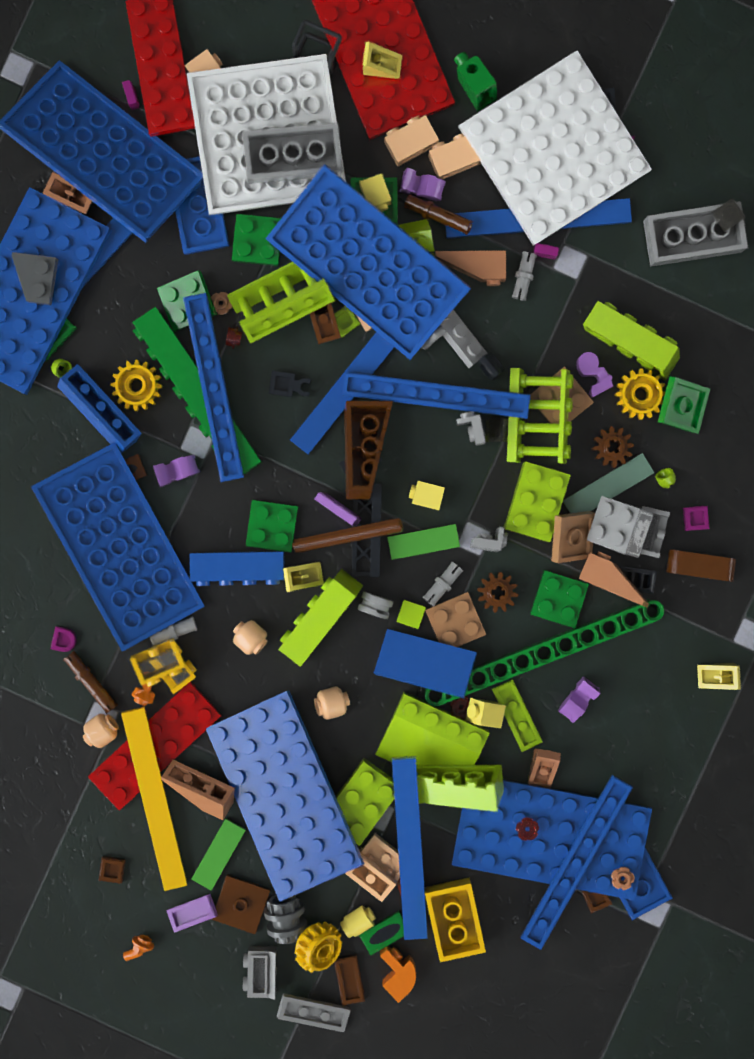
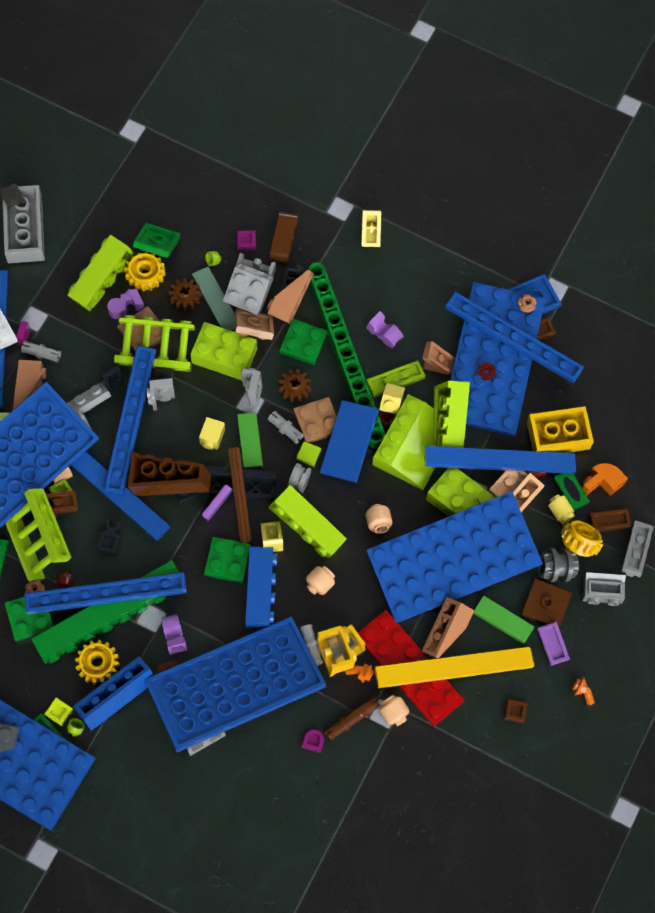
camera: 90 degrees left, 20 degrees down
(79, 347) = (58, 711): none -> neon yellow tile

